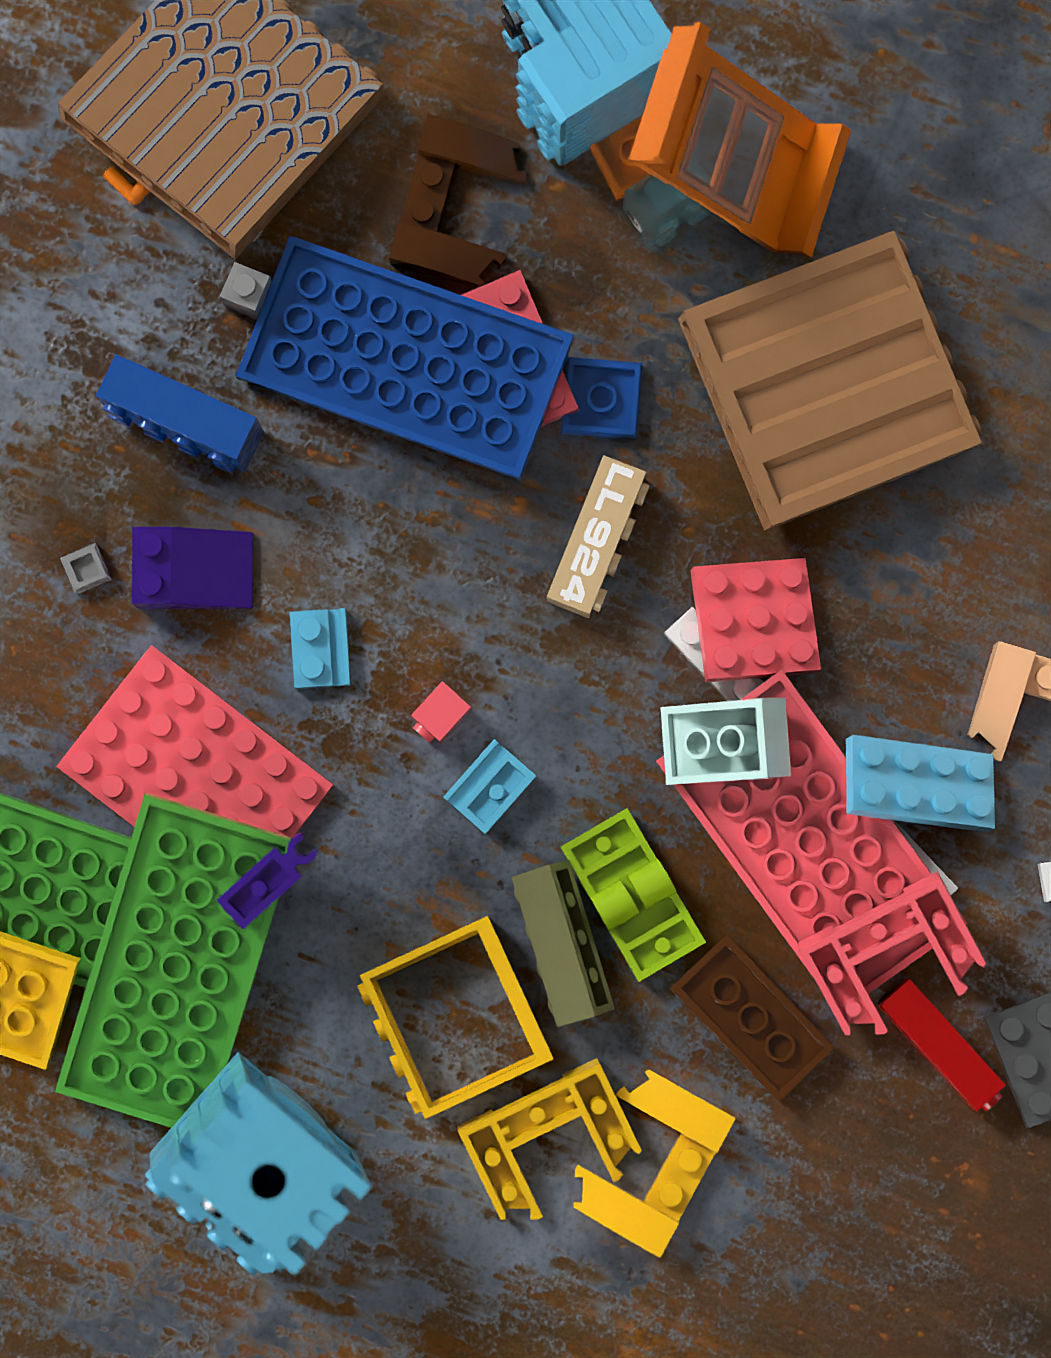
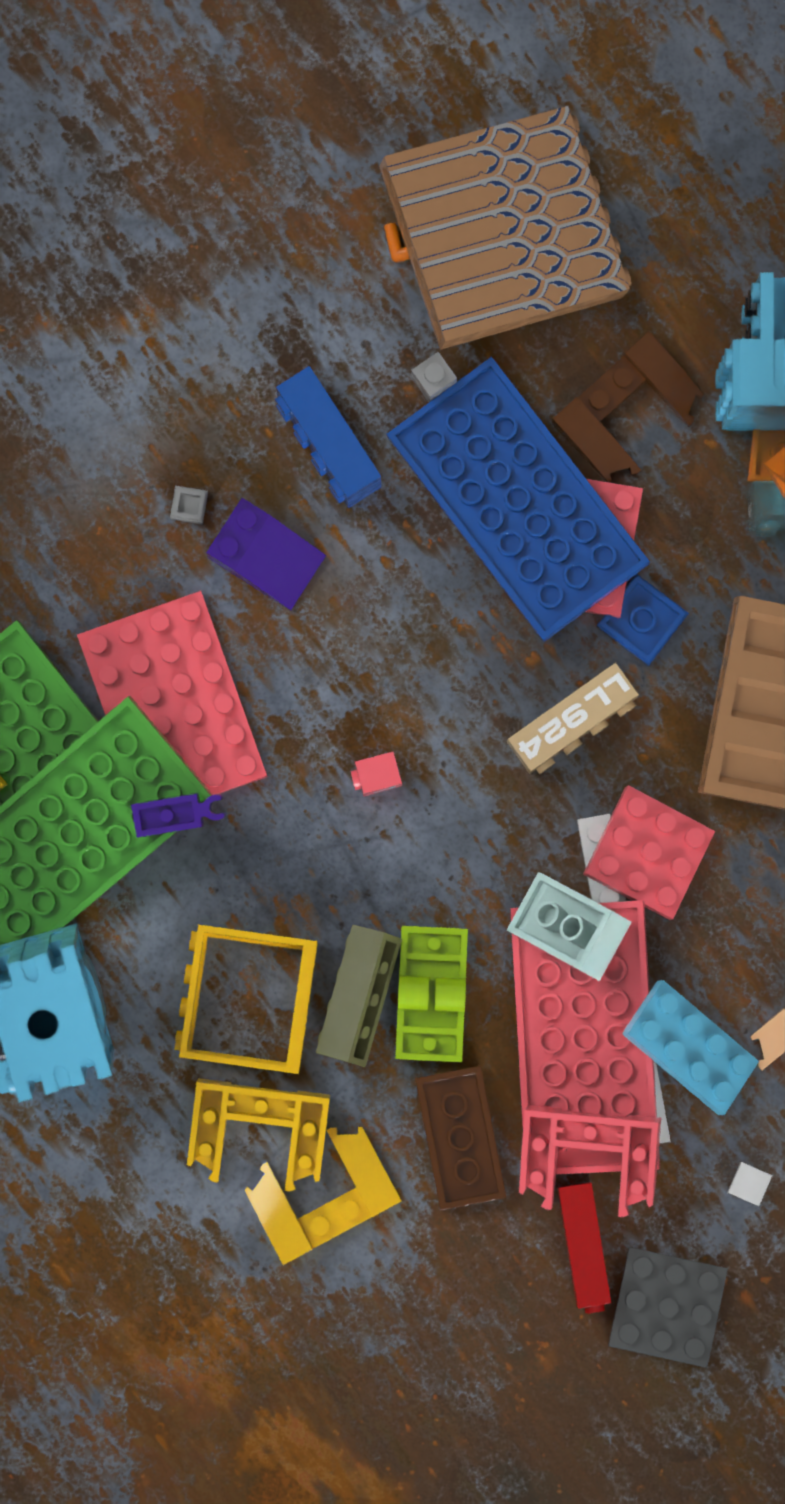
camera: 30 degrees right, 0 degrees up
(320, 648) = (320, 671): medium azure plate -> none
(489, 786) = (378, 849): medium azure plate -> none

